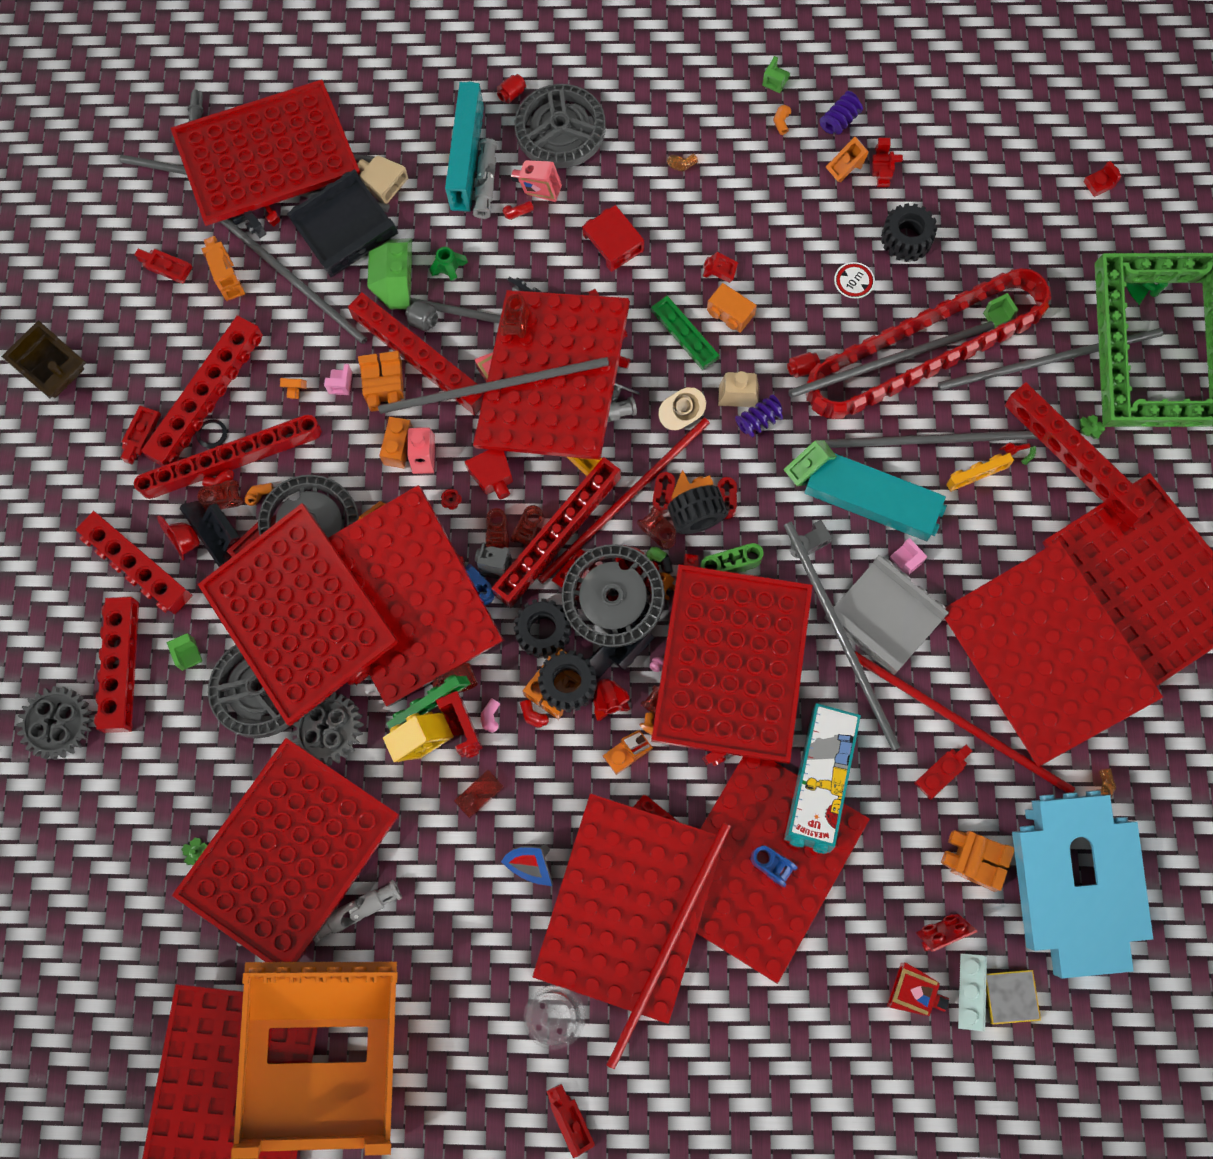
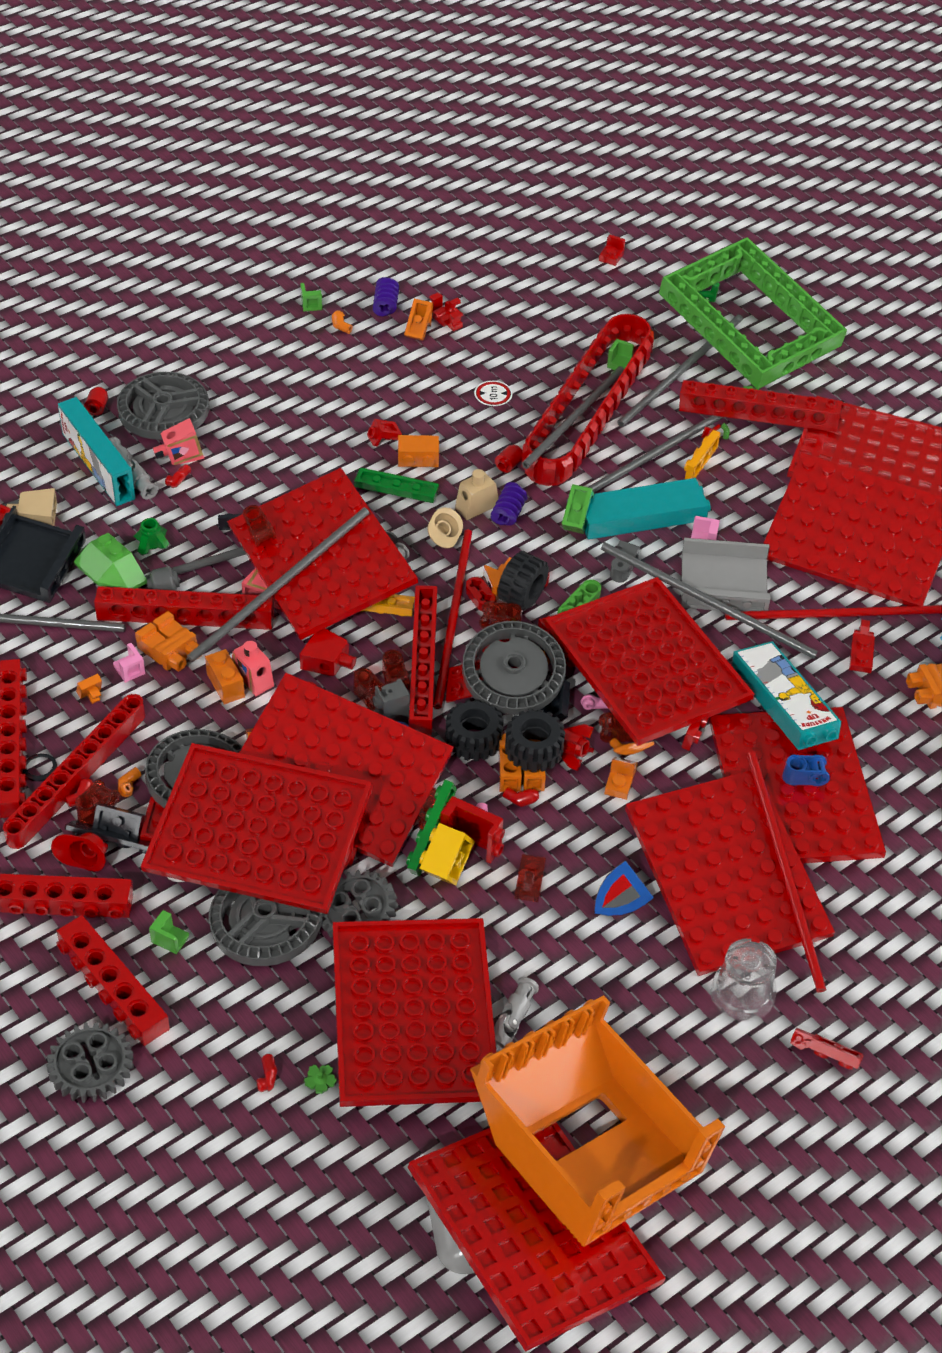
camera: 45 degrees left, 25 degrees down
(164, 821) = (270, 1071): none -> red arm
(614, 237) = (279, 451): red panel -> none
(681, 164) = (286, 385): clear orange arm -> none
(911, 218) = (507, 341): black tyre -> none

